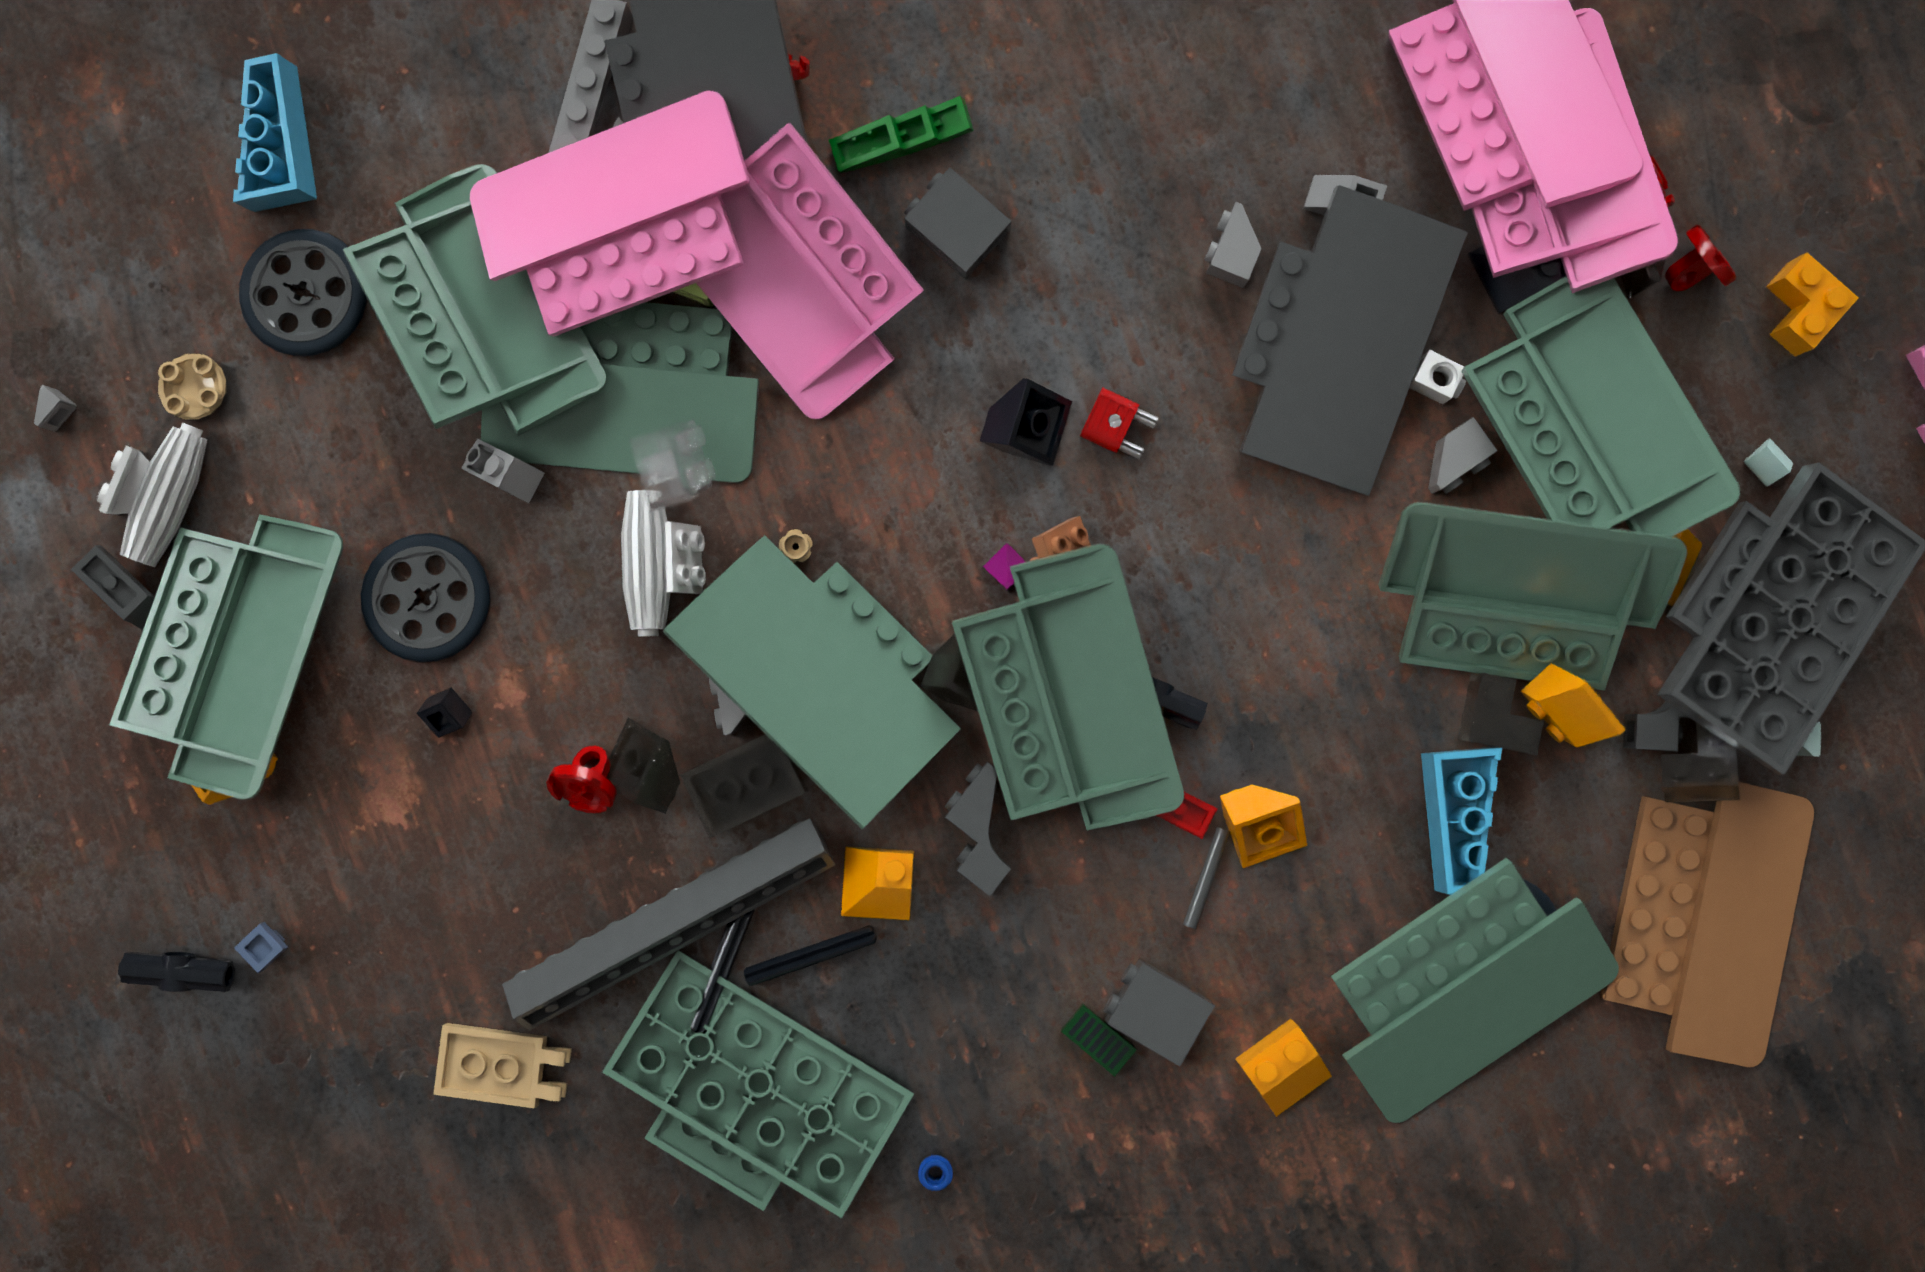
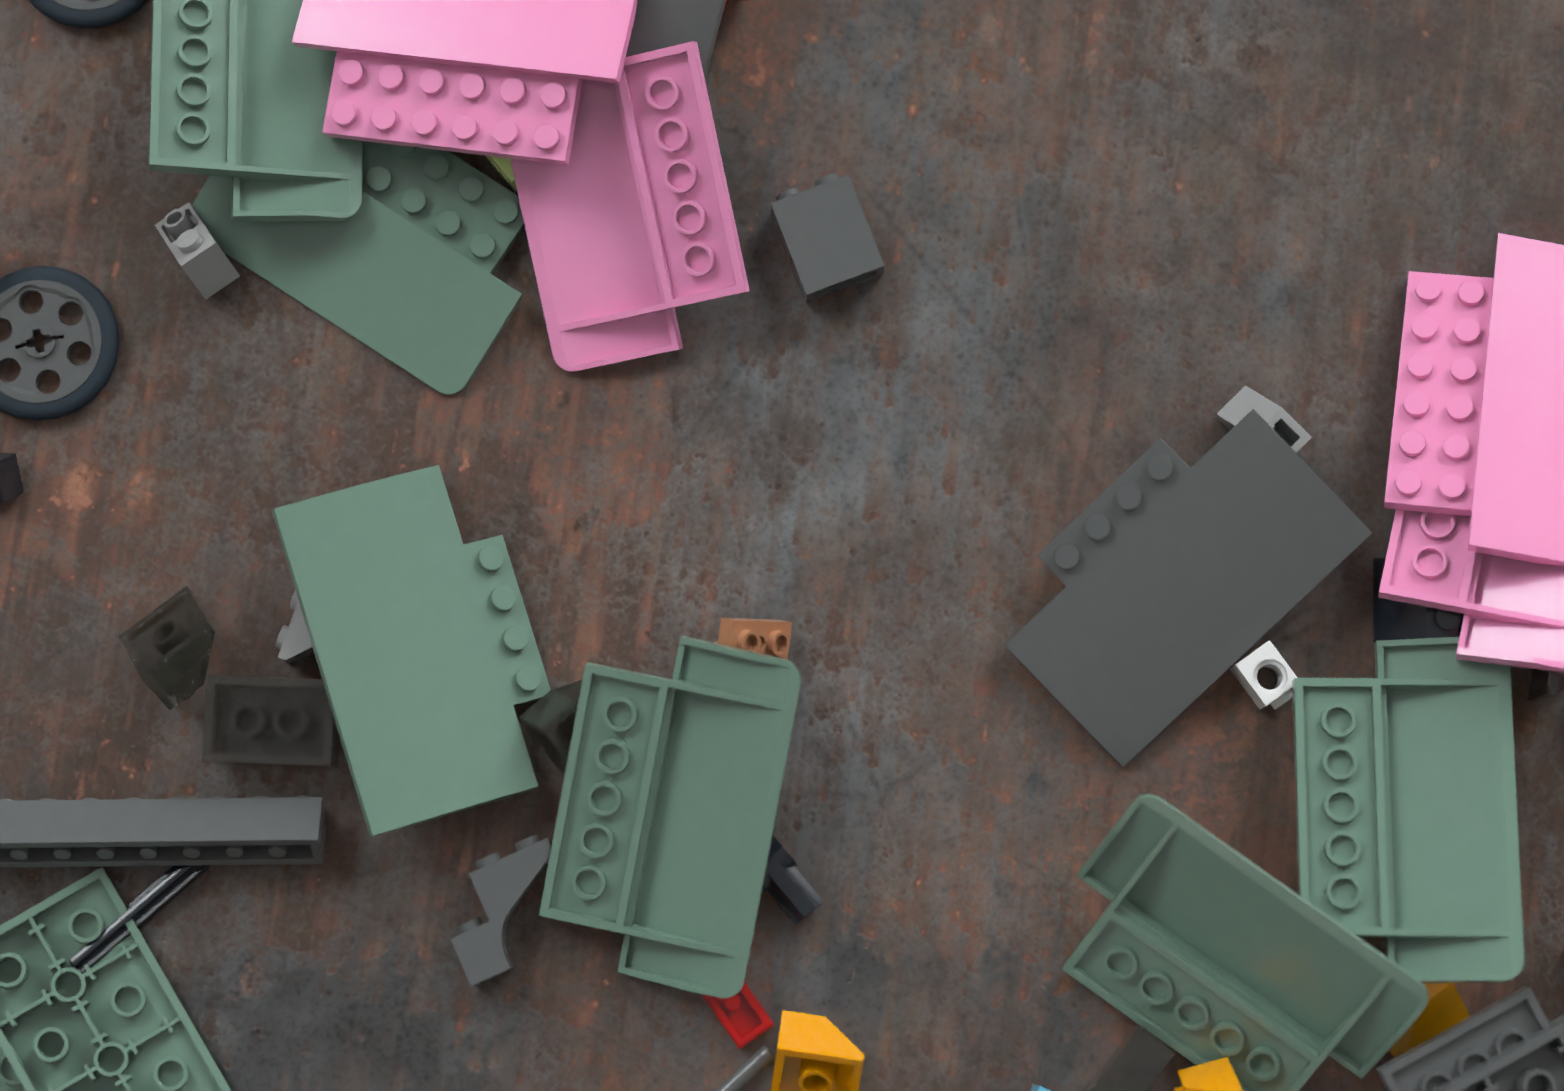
camera: 30 degrees right, 5 degrees down
(582, 786) = (97, 635): red tile -> none
(657, 561) = (308, 432): white plate -> none
(673, 463) = (378, 337): clear brick -> none
(795, 536) = (464, 484): tan plate -> none
(810, 955) = (242, 949): black axle -> none
(877, 883) = (358, 909): light orange slope -> none
(901, 135) = (817, 113): green slope -> none
(1000, 565) = (685, 625): magenta slope -> none
(1027, 422) = (789, 491): black slope -> none
(1111, 420) = (881, 538): red piece -> none
(1236, 250) = (1115, 422): light grey slope -> none
(1457, 453) = (1246, 770): light grey slope -> none

